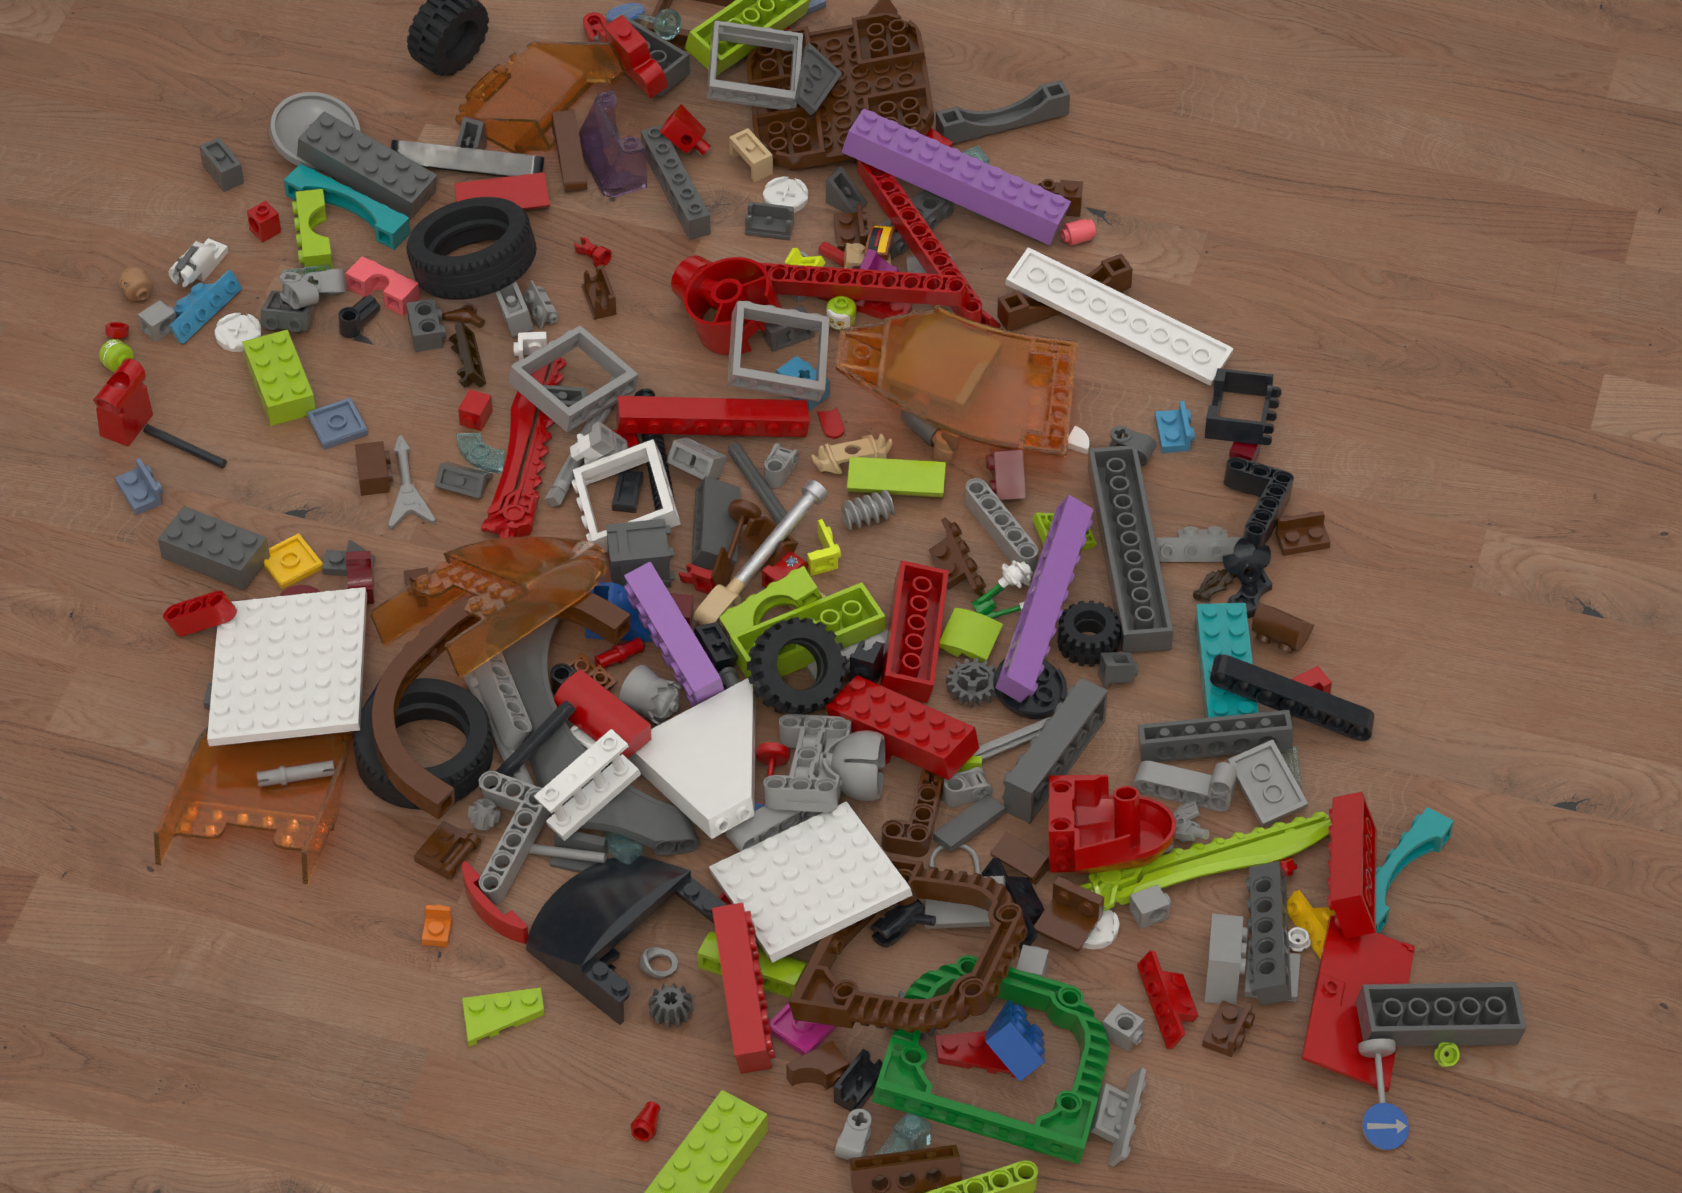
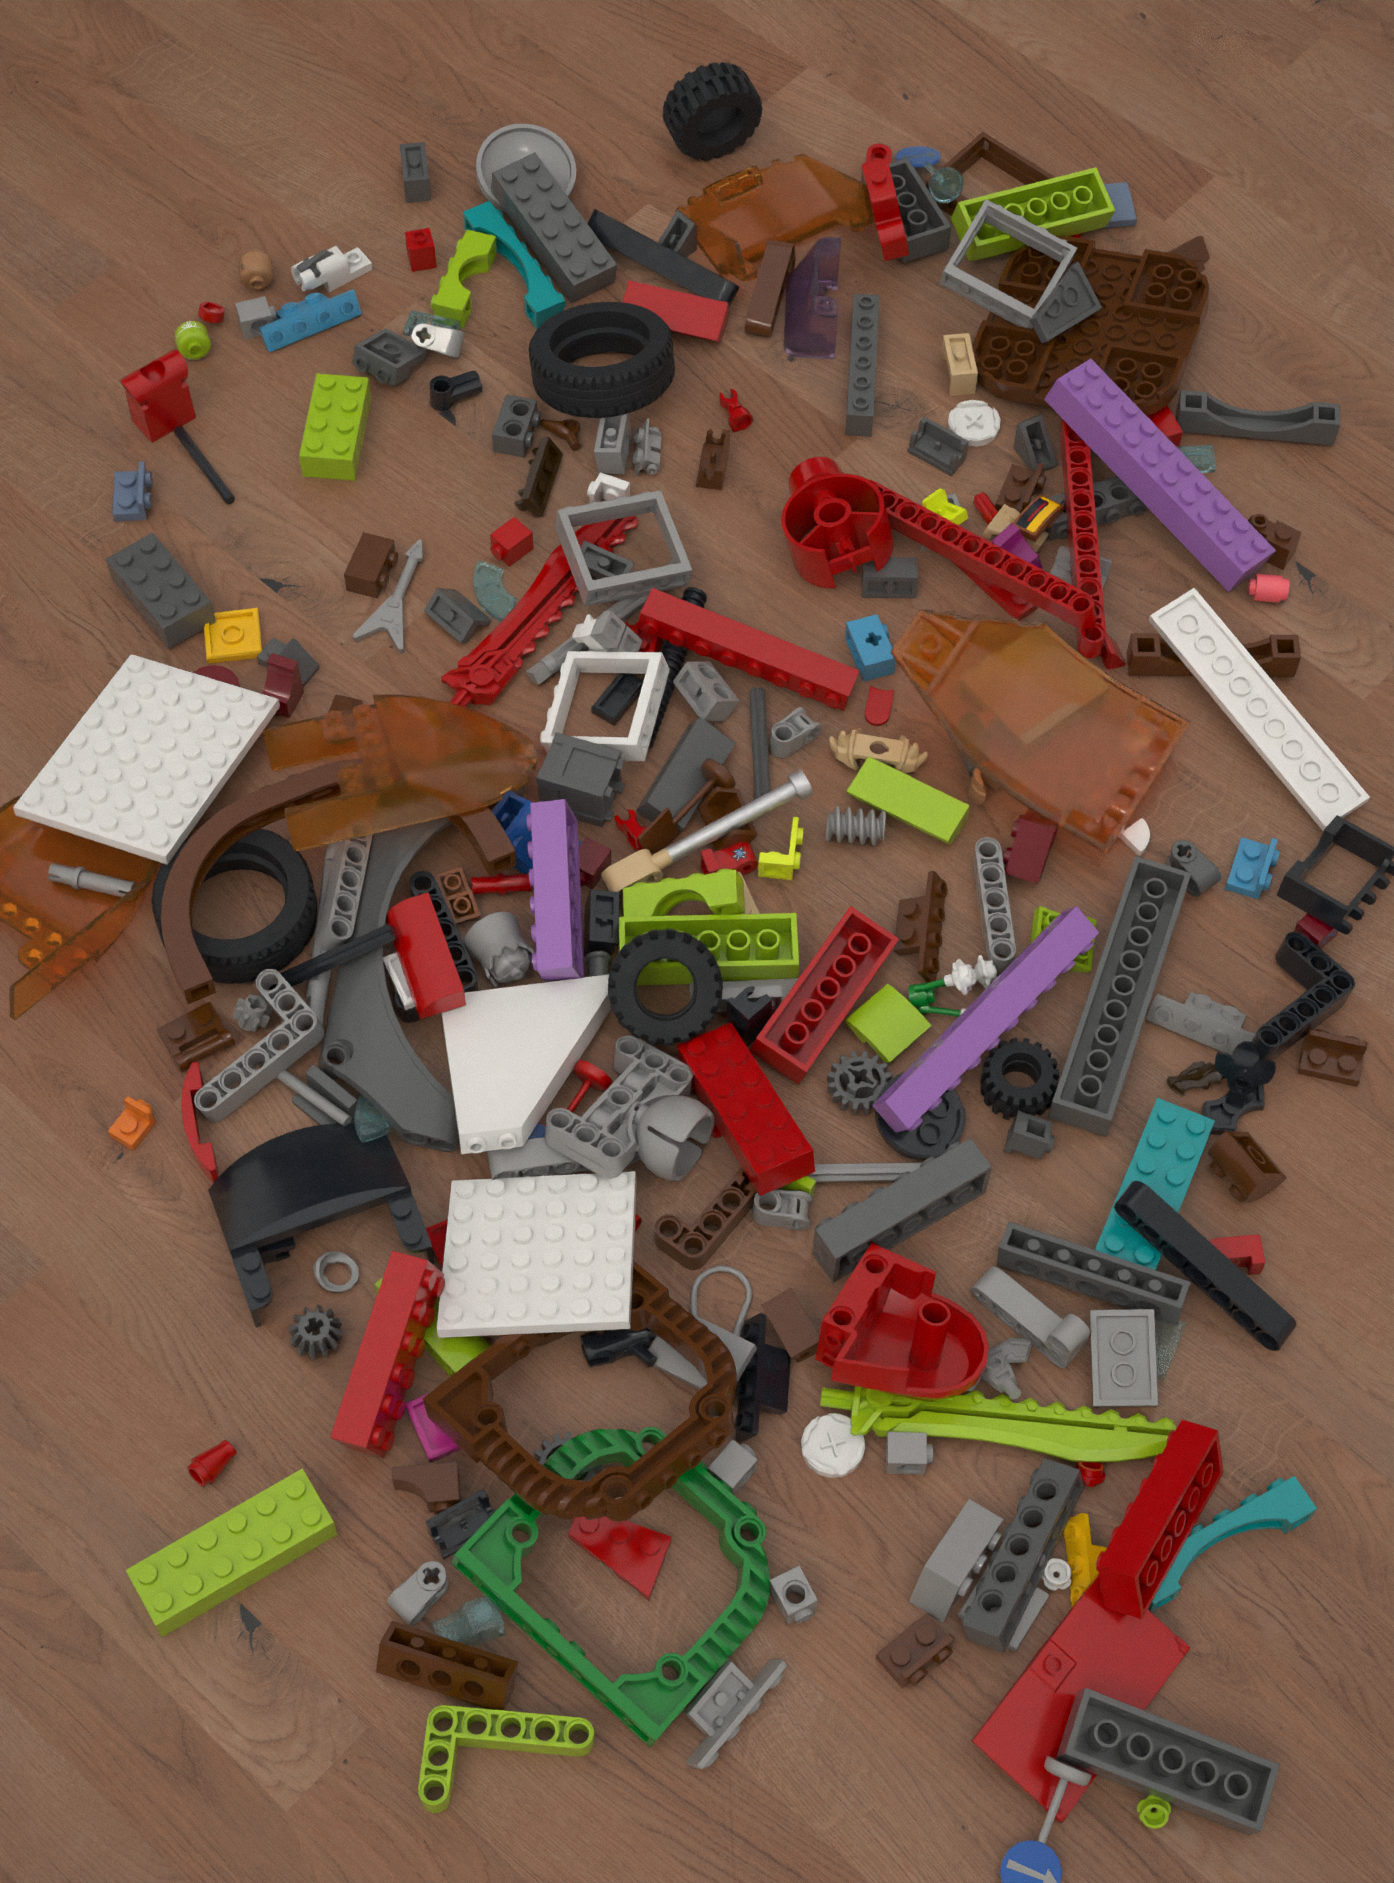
camera: 25 degrees right, 10 degrees up
(200, 613) = (99, 659): red beam -> none
(236, 328) = (328, 357): white tile -> none
(297, 291) = (402, 340): light grey piece -> none
(337, 423) = (368, 500): sand blue tile -> none
(370, 276) = (490, 350): coral arch -> none
(494, 1012) = (138, 1253): lime wing -> none
(596, 794) = (357, 1050): white fence -> none
(685, 131) = (901, 311): red torso -> none
(772, 382) = (830, 640): light grey window -> none
(841, 312) = (955, 582): lime head -> none
(969, 823) = (762, 1254): dark grey tile -> none
(1016, 1041) = (654, 1563): blue slope -> none
(1070, 914) = (804, 1427): reddish brown bracket -> none
(1168, 998) = (867, 1582): red bracket -> none

